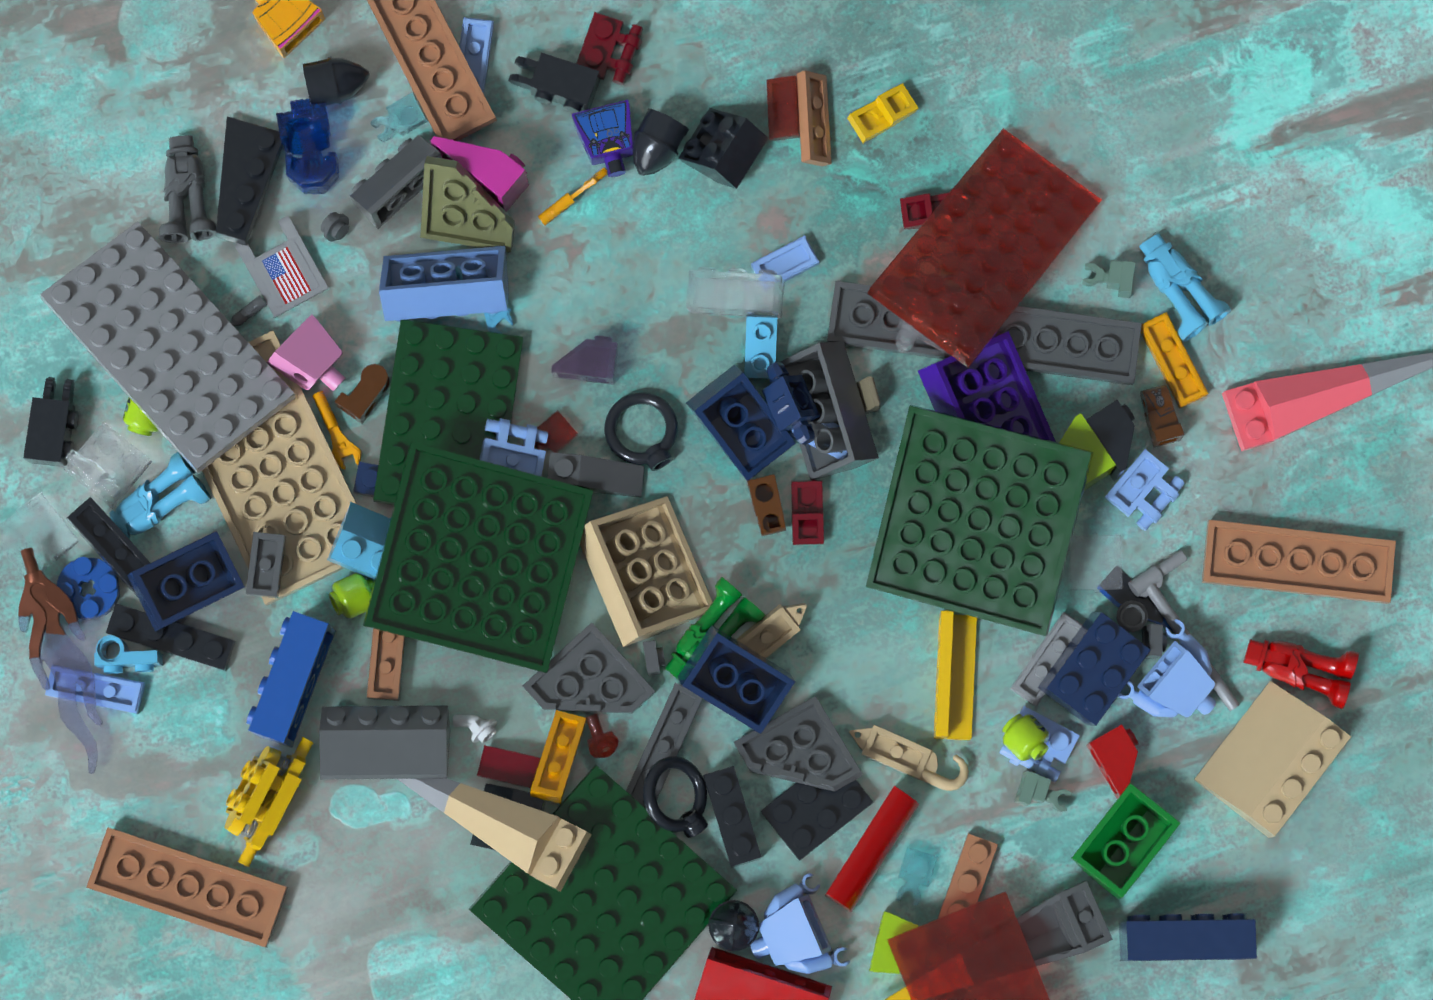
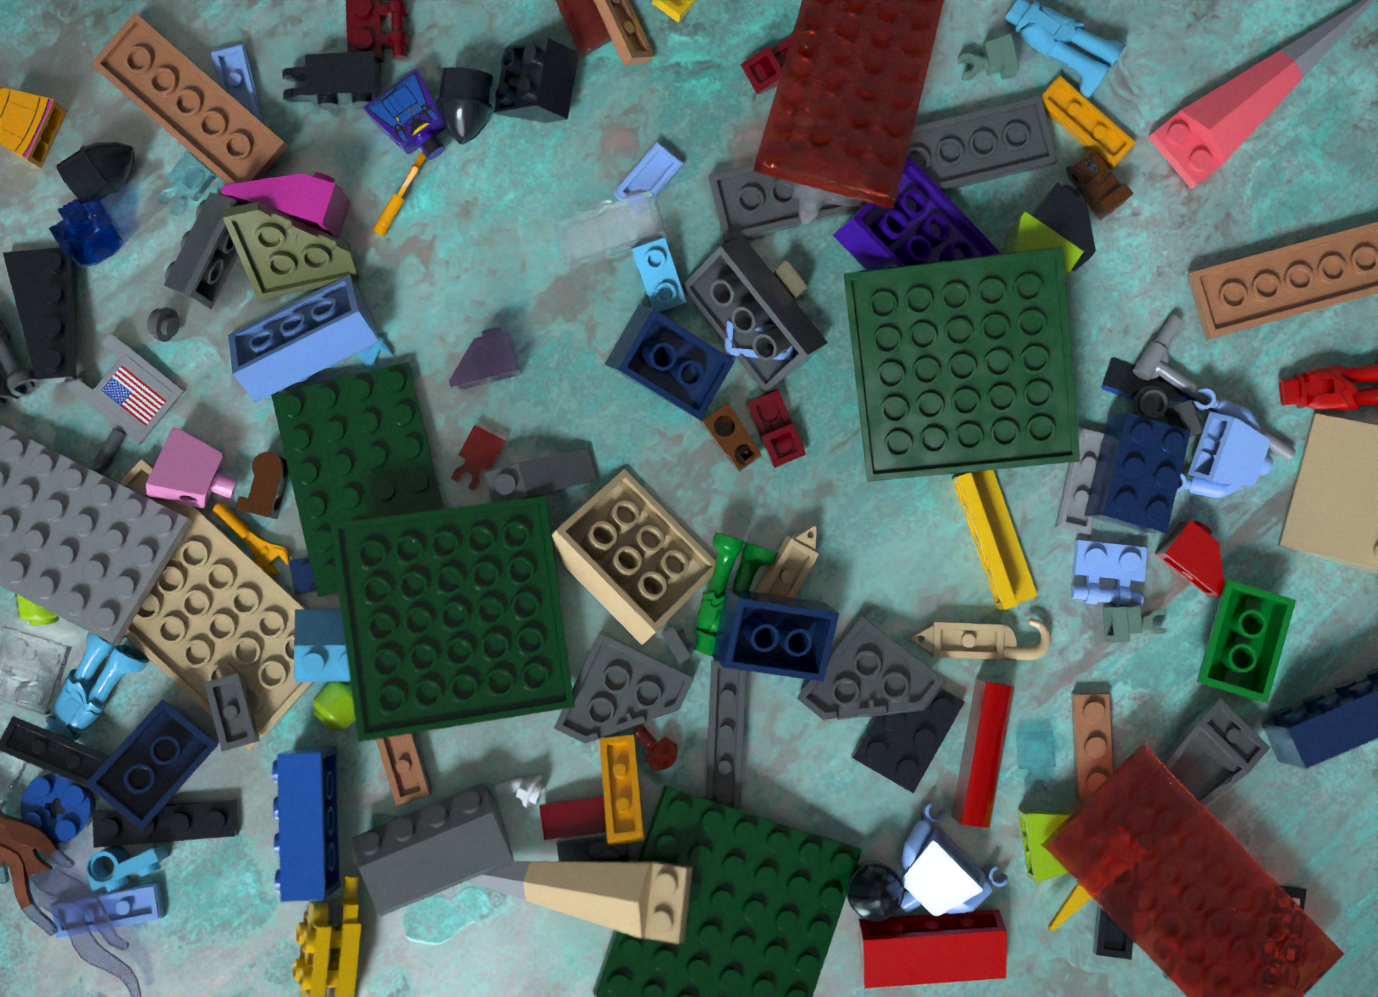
camera: 25 degrees left, 5 degrees up
(313, 171) = (116, 275): clear blue hair -> none
(510, 455) = (445, 493): light blue plate -> none
(658, 454) = (595, 432): black piece -> none
(690, 822) = (786, 797): black piece -> none
(732, 817) = (827, 778): black brick -> none
(790, 403) = (714, 321): dark blue piece -> none
(1026, 737) = (1099, 574): lime head -> none
(1096, 562) = (1095, 362): clear piece -> none
(1137, 483) = (1099, 273): light blue plate -> none

